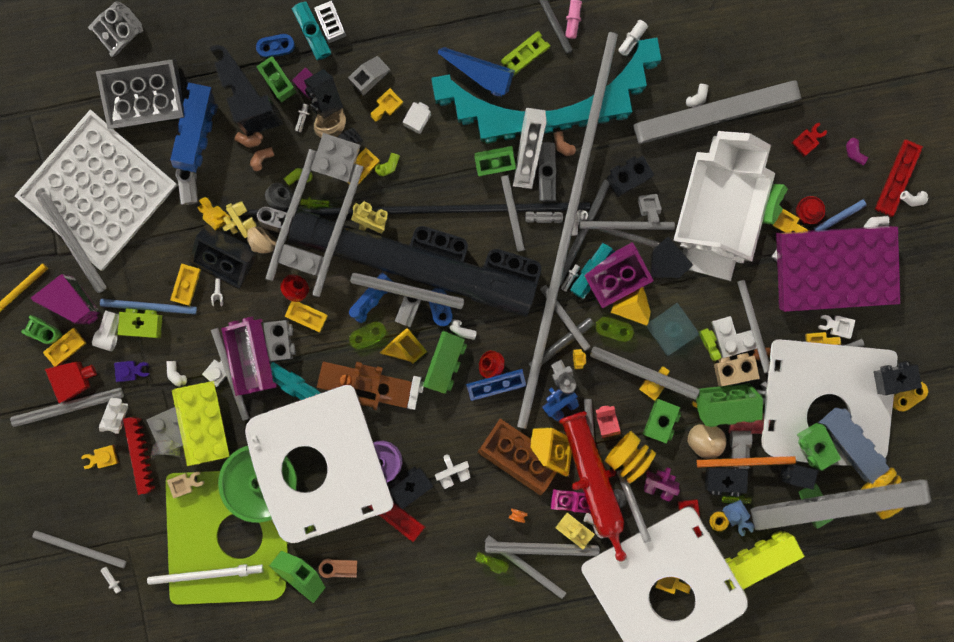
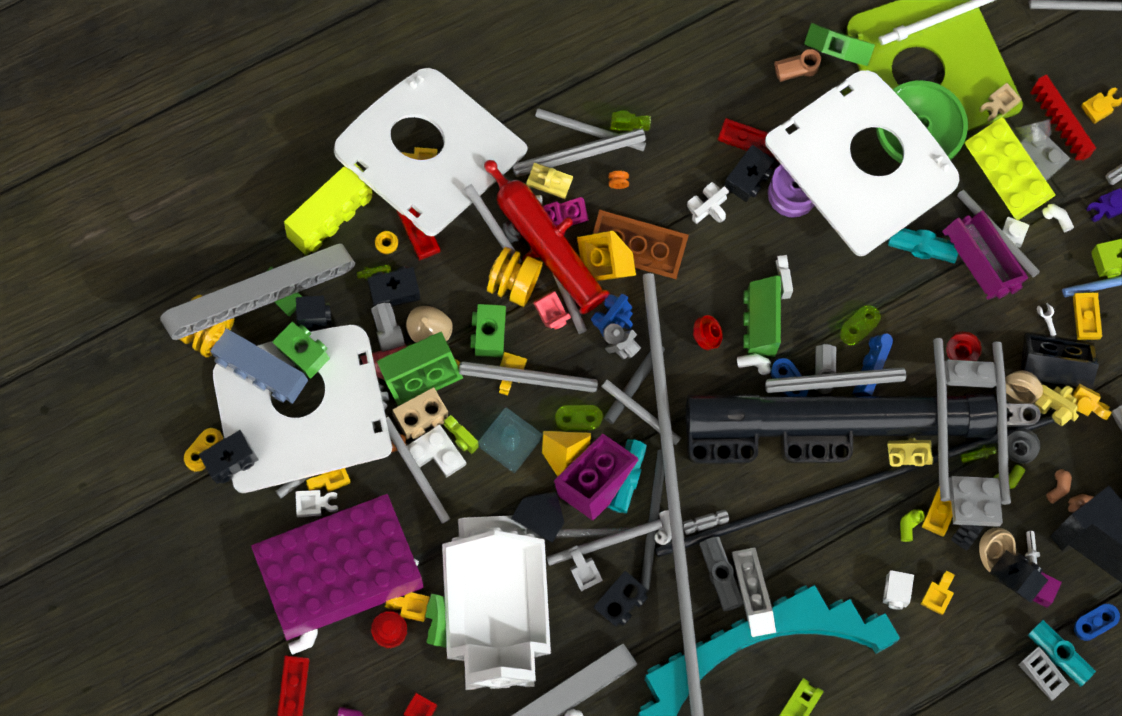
camera: 155 degrees right, 15 degrees down
(110, 421) = (1109, 139): white hips -> none
(273, 341) = (964, 284): light grey brick -> none
(276, 79) = (1080, 579): bright green brick -> none
(306, 316) = (937, 323): yellow plate -> none
(366, 379) = (844, 275): dark orange piece -> none
(368, 75) = (974, 620): light grey slope -> none
(405, 347) = (811, 325): yellow slope -> none
(487, 74) = (837, 667): blue slope -> none
(495, 161) = (788, 565): bright green brick -> none
(496, 385) = (693, 311): blue slope -> none
(512, 213) = (745, 513): light grey piece -> none
(561, 146) = (714, 612): nougat arm -> none
(571, 276) = (648, 466): white piece -> none
(579, 359) = (609, 369): yellow plate -> none
(663, 481) = (466, 263): magenta hips -> none
(738, 516) = (366, 254): medium blue plate -> none
(746, 461) = (378, 311): orange piece -> none
(840, 216) = (349, 635): medium blue bar -> none
(911, 200) = (263, 682): white arm -> none

